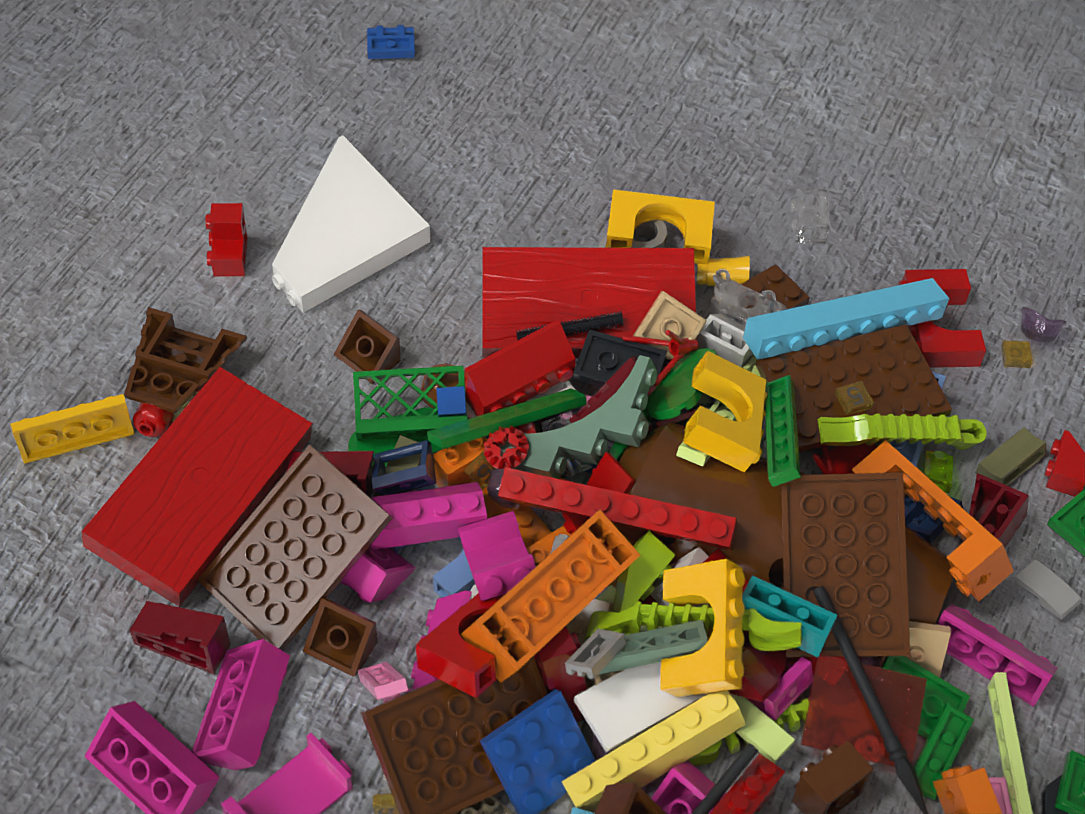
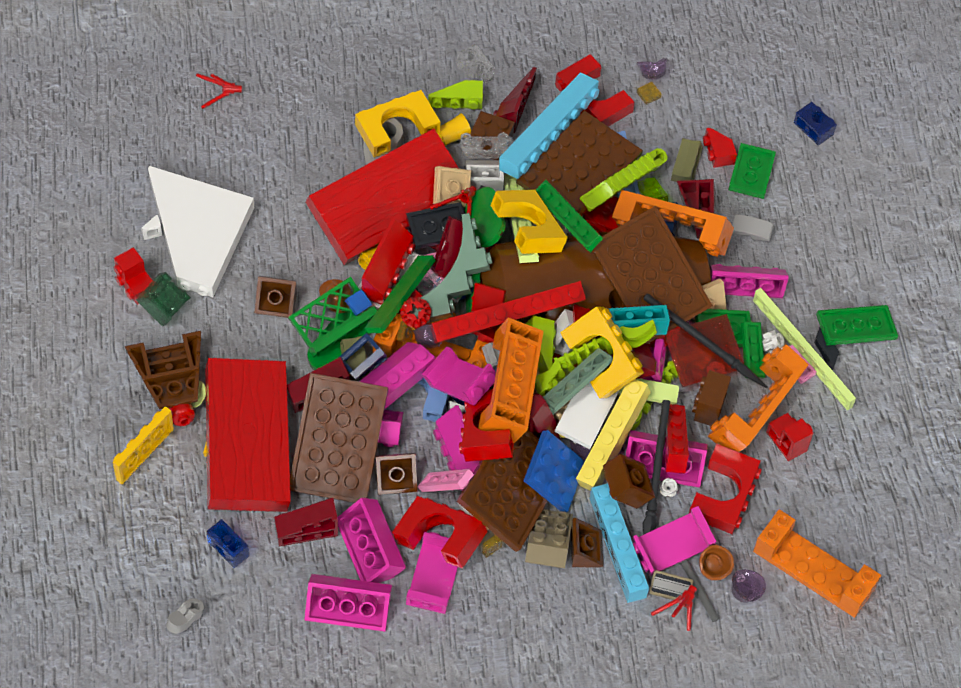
camera: 35 degrees left, 5 degrees up
(68, 601) = (227, 543): none -> clear blue brick
(238, 281) = (162, 298): none -> clear green brick
(292, 201) = (152, 228): none -> white slope
(331, 712) = (426, 514): none -> red arch
(390, 42) = (124, 84): blue plate -> none
(500, 104) = (227, 88): none -> red plant
(581, 325) = (398, 214): black axle -> none
(595, 653) = (564, 397): light grey tile -> none
(766, 238) = (460, 95): none -> lime slope
(834, 278) = (514, 104): none -> dark red wedge
(854, 398) = (588, 173): clear yellow tile -> none
(977, 754) = (772, 340): none -> white gear

